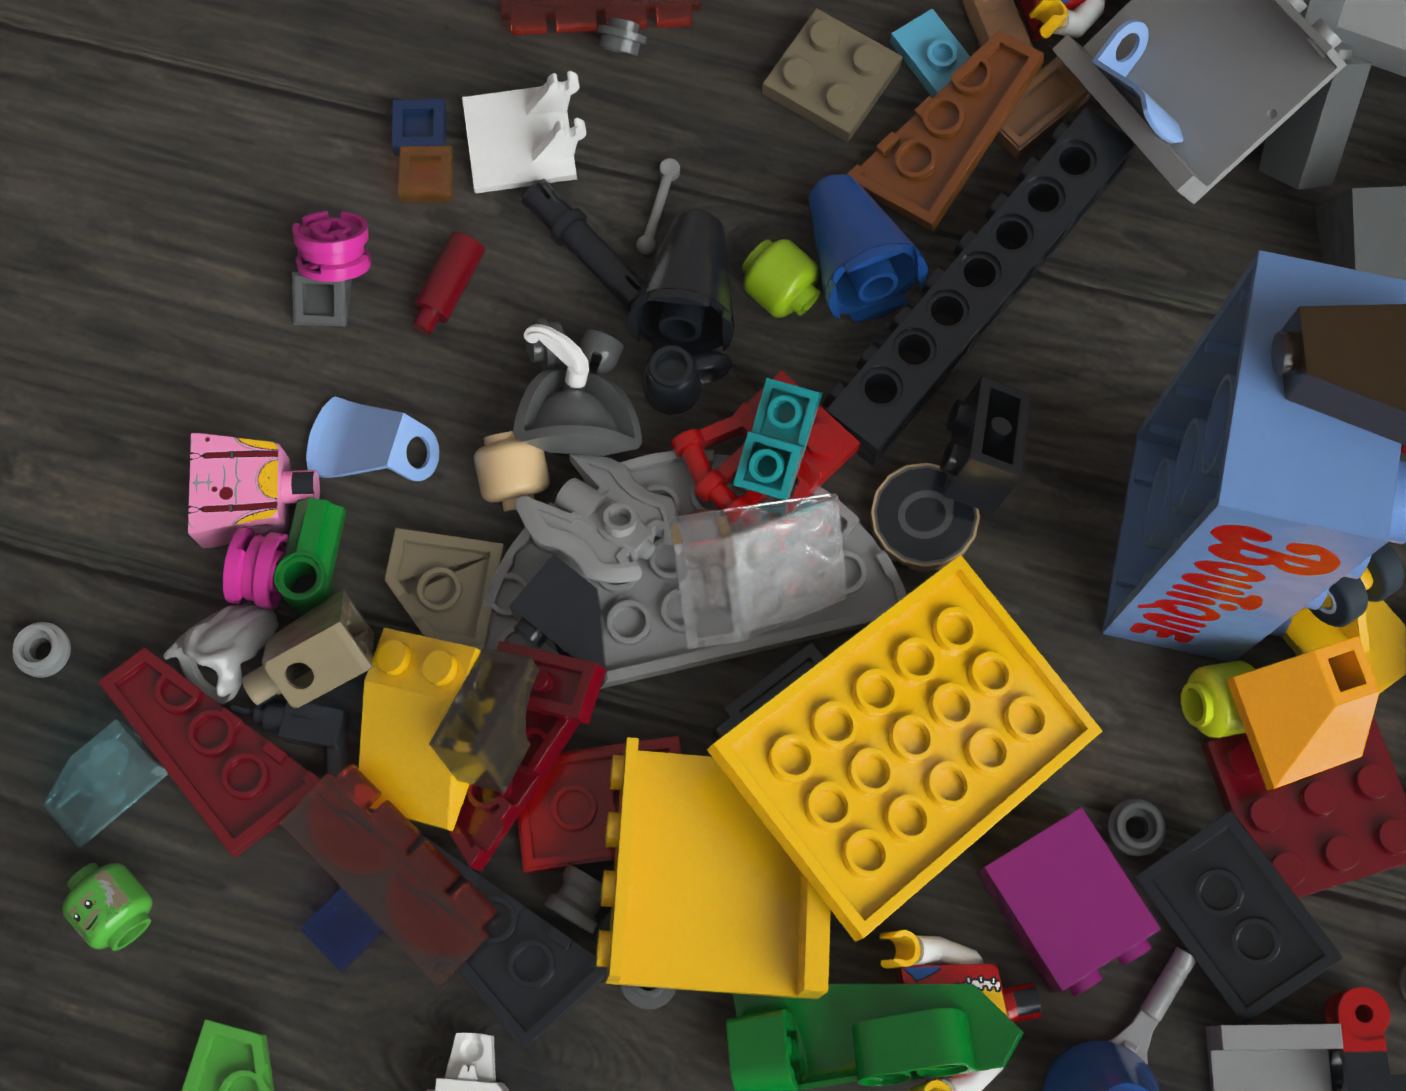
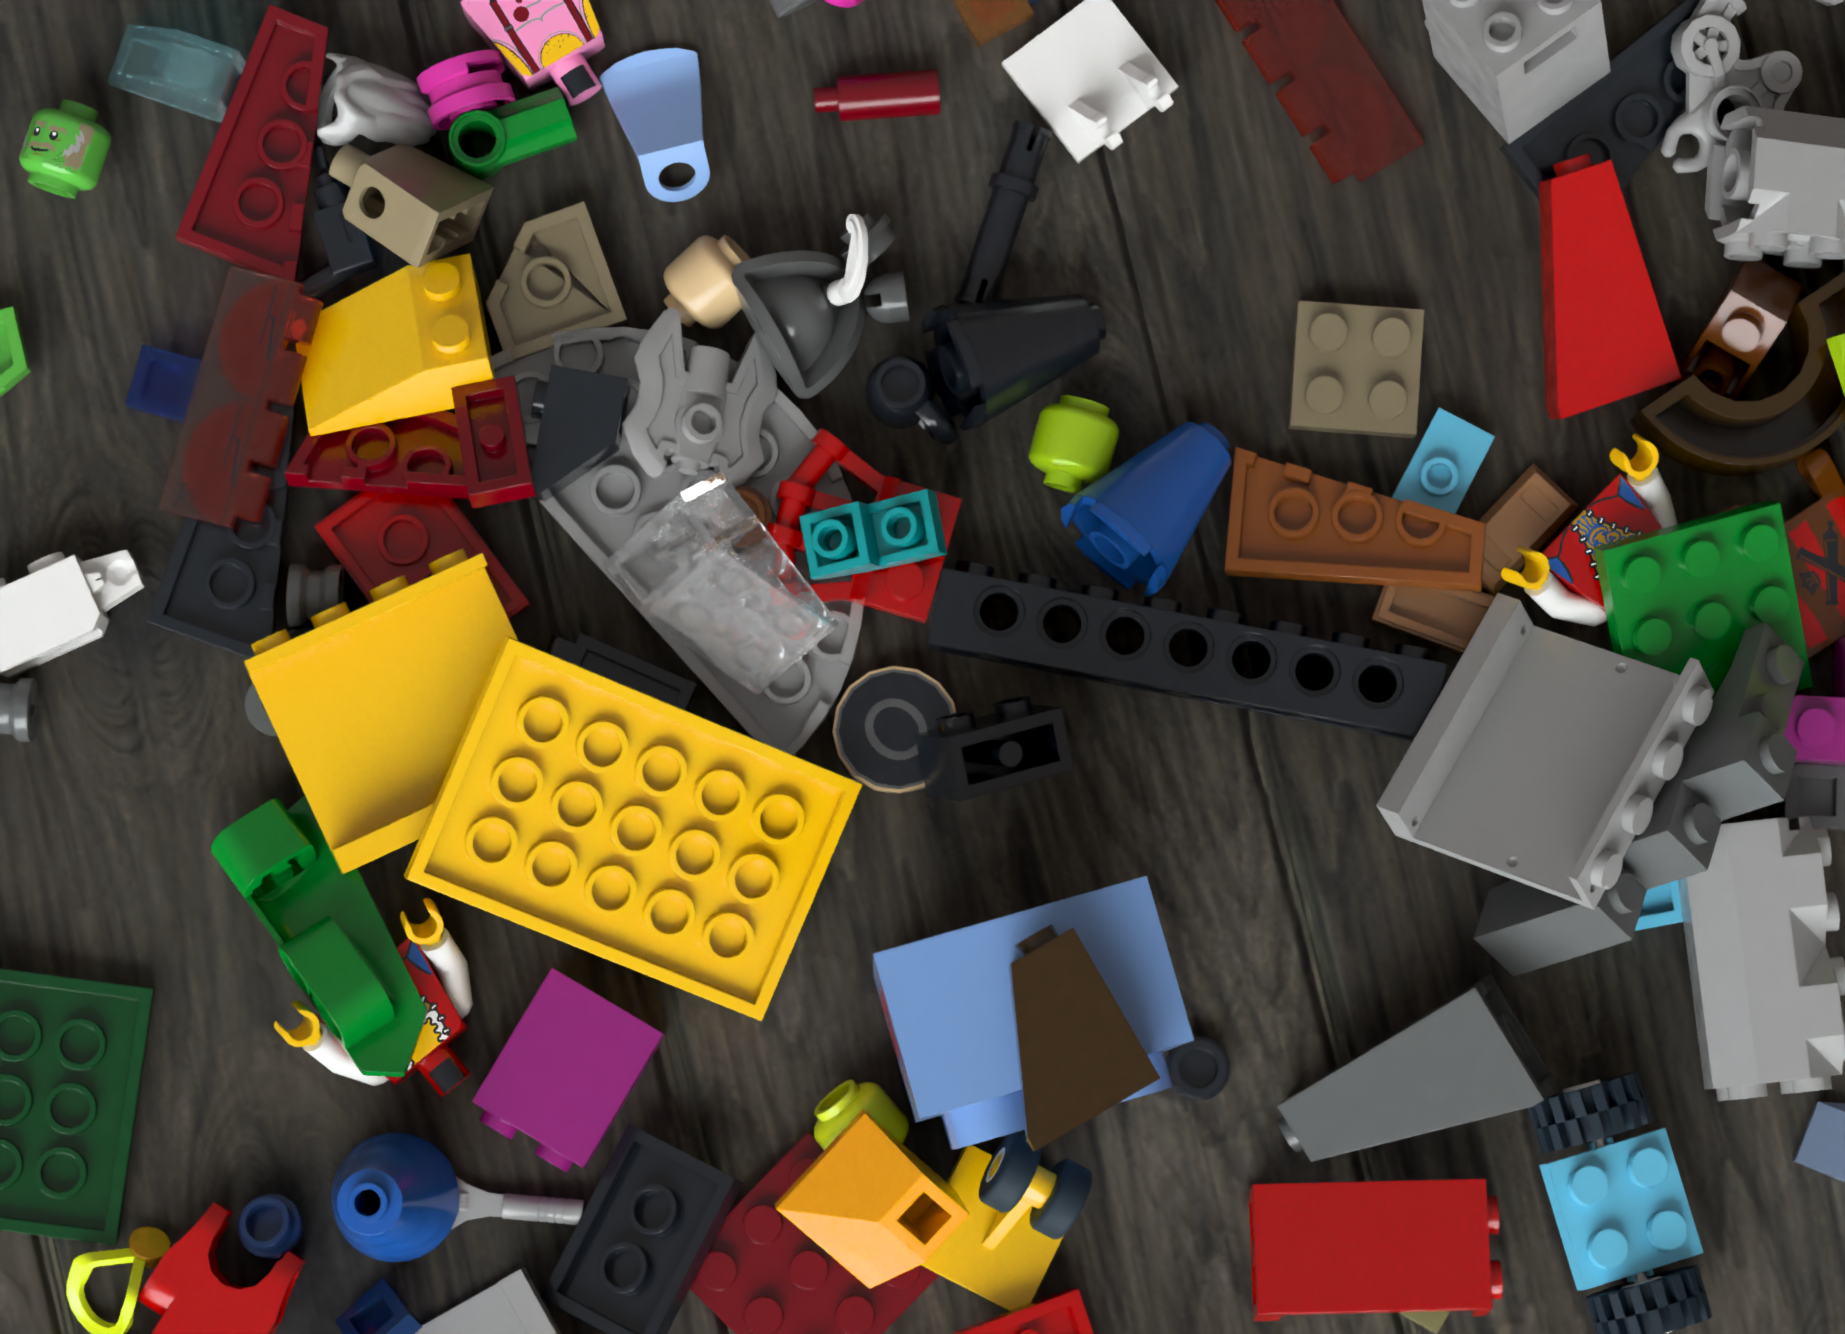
camera: 55 degrees right, 10 degrees up
(486, 723) = (419, 410): clear smoke arch -> none
(621, 37) = (1266, 117): dark grey plate -> none
(669, 172) = (1144, 256): light grey hinge -> none
(1117, 70) = (1461, 734): light blue piece -> none
(1149, 817) = (663, 1096): dark grey plate -> none

